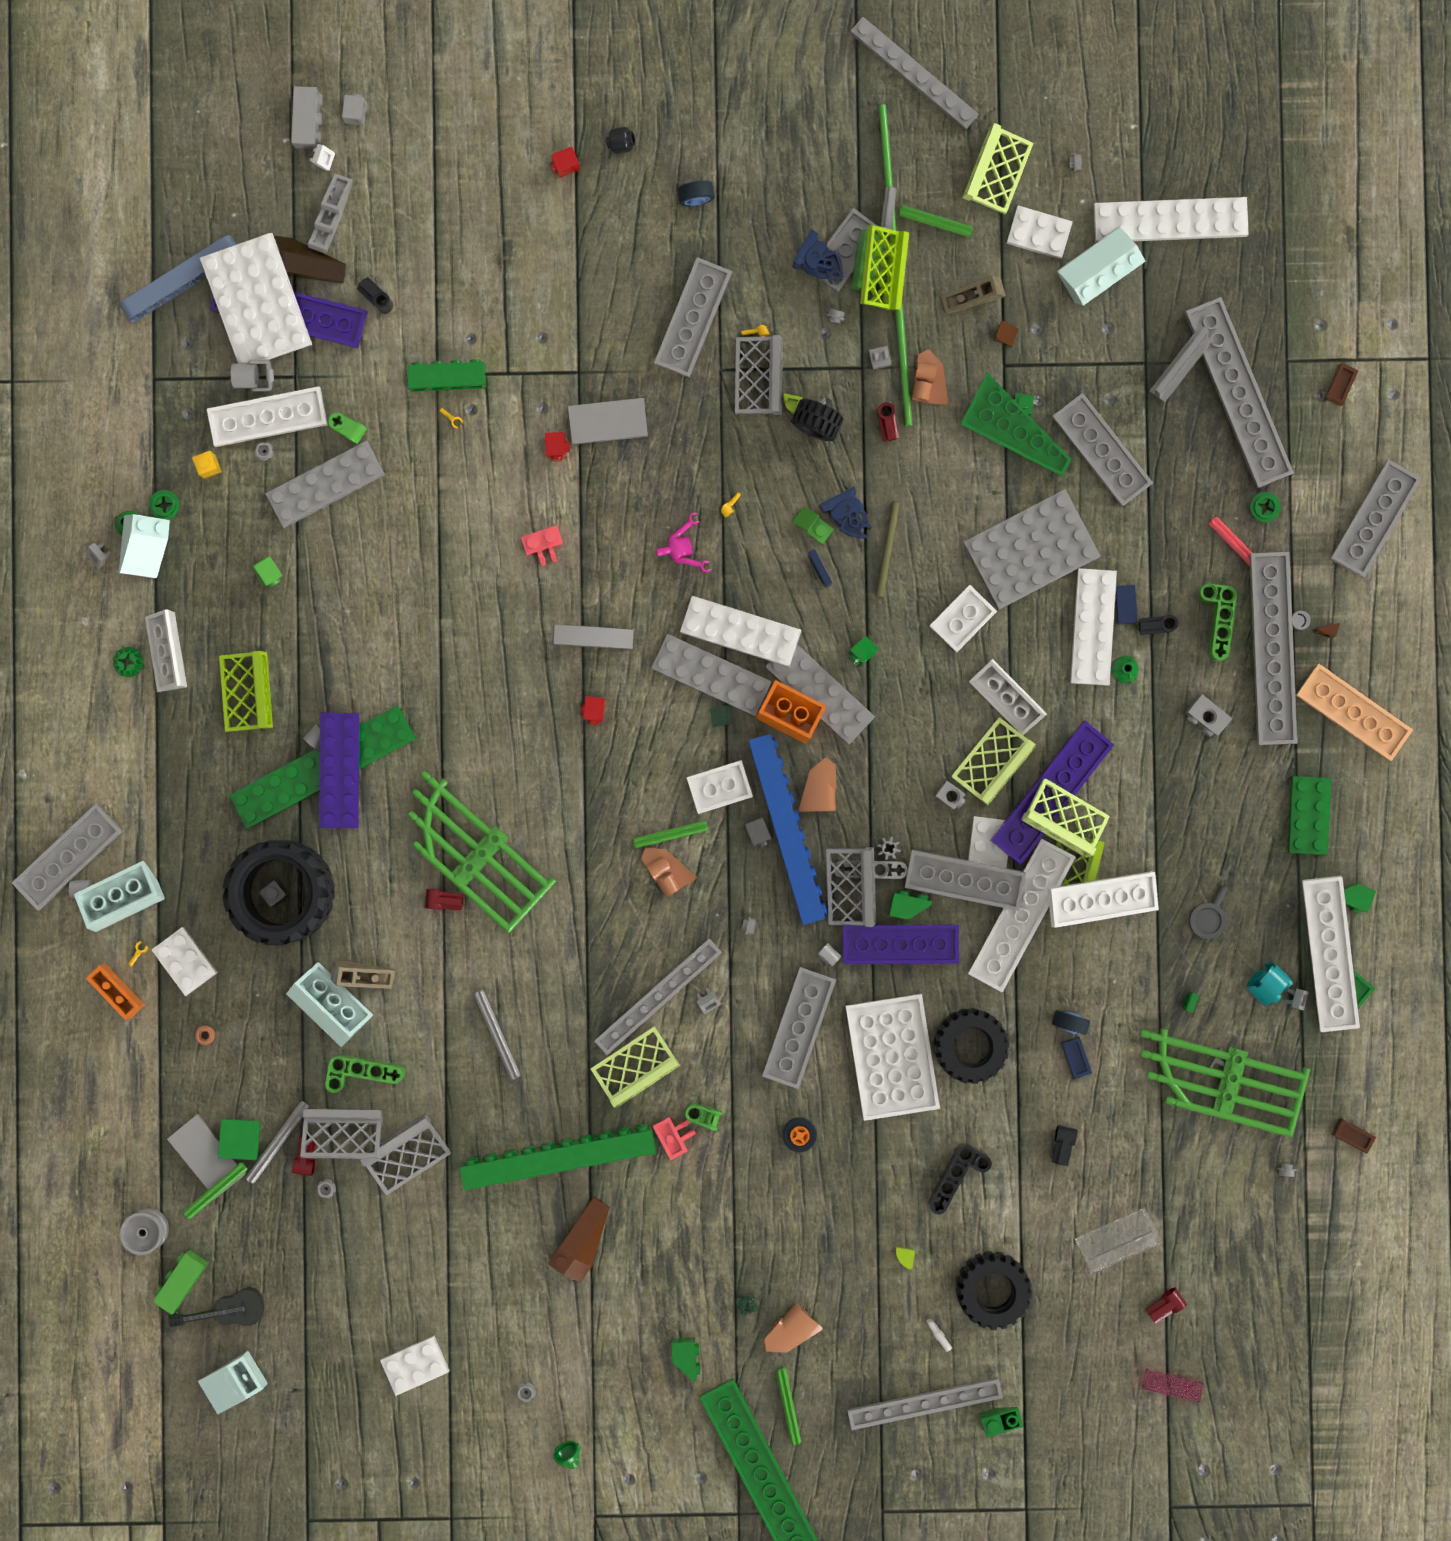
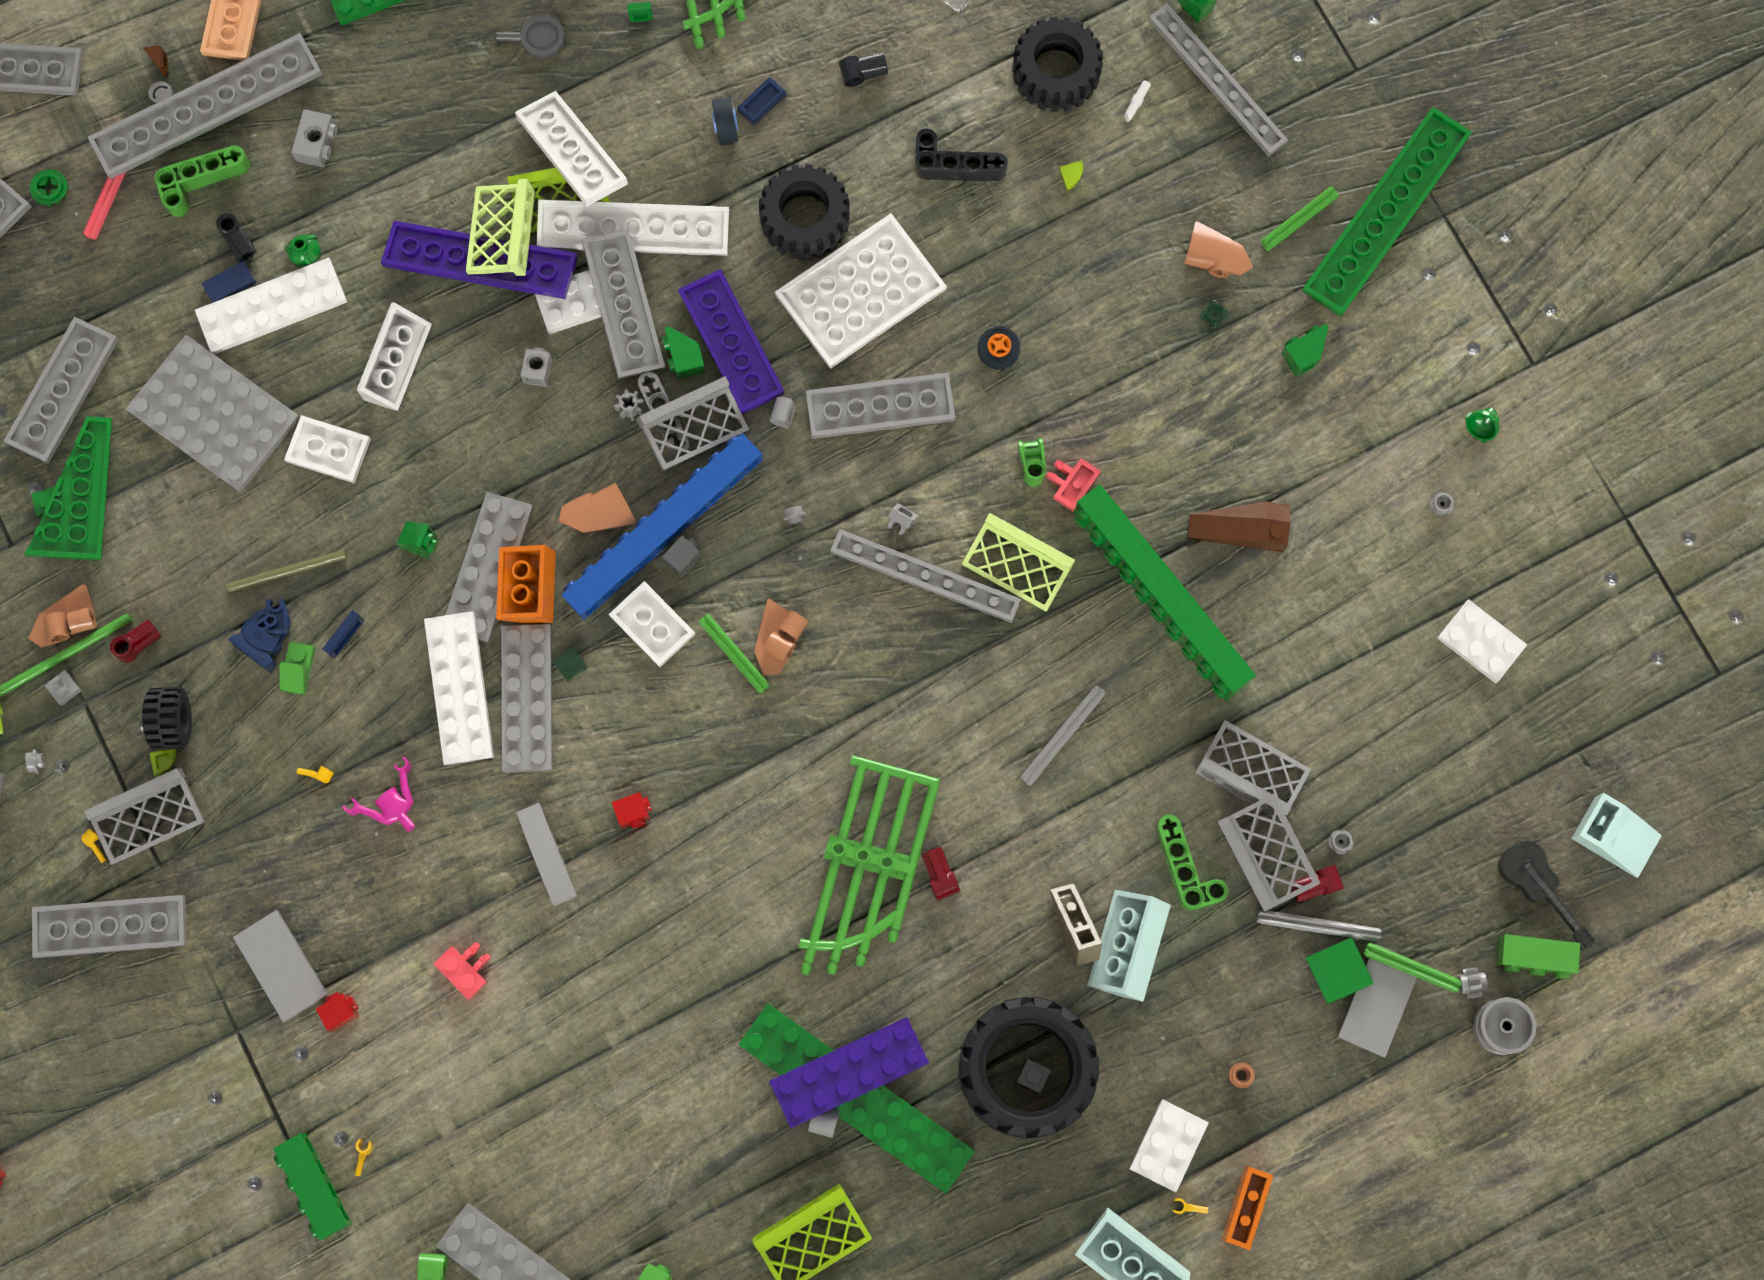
camera: 120 degrees left, 10 degrees down
(184, 1226) = (1473, 983): none -> light grey gear
(1005, 773) = (479, 319): yellowish green fence -> none

